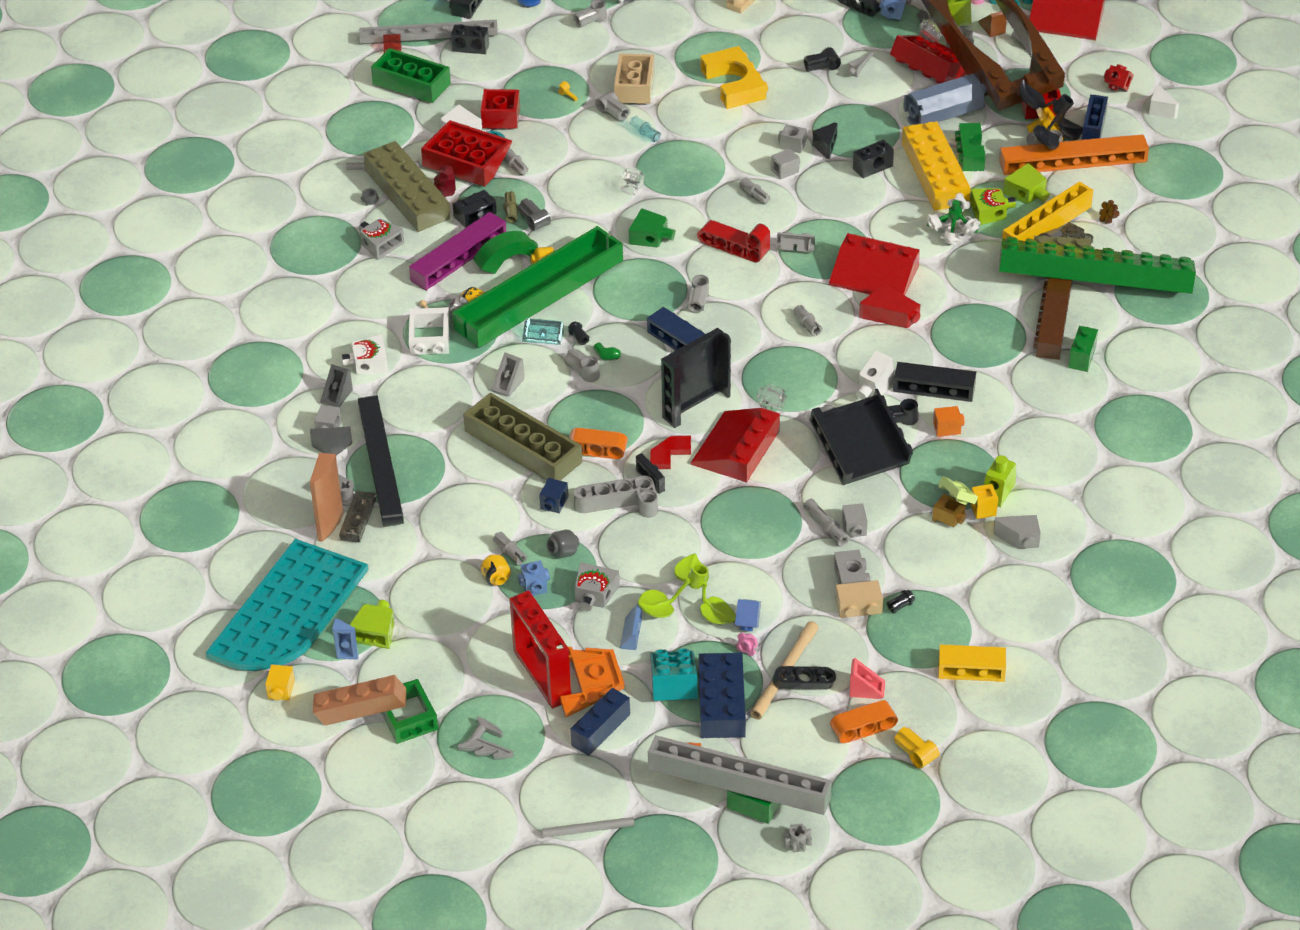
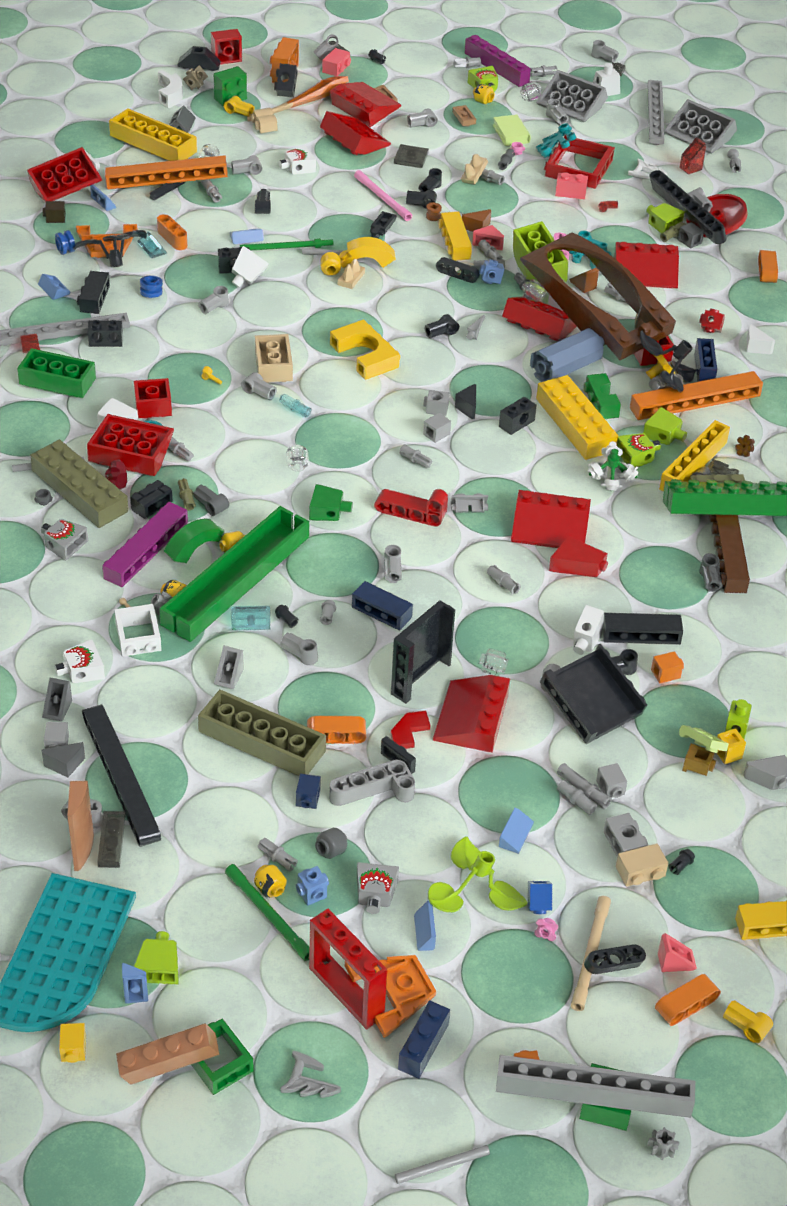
camera: 15 degrees left, 0 degrees up
(469, 567) = (241, 881): none -> green piece
(607, 353) = (319, 634): green arm -> none
(622, 330) = (328, 608): none -> light grey pin
(674, 674) = (483, 974): teal slope -> none
(722, 695) = (539, 991): dark blue brick -> none
(745, 554) = (515, 831): none -> medium blue slope
(815, 531) = (577, 797): none -> light grey pin
(1025, 334) = (710, 572): none -> dark grey piece
(1083, 348) = (768, 580): green brick -> none
(1204, 23) = (768, 266): none -> orange beam

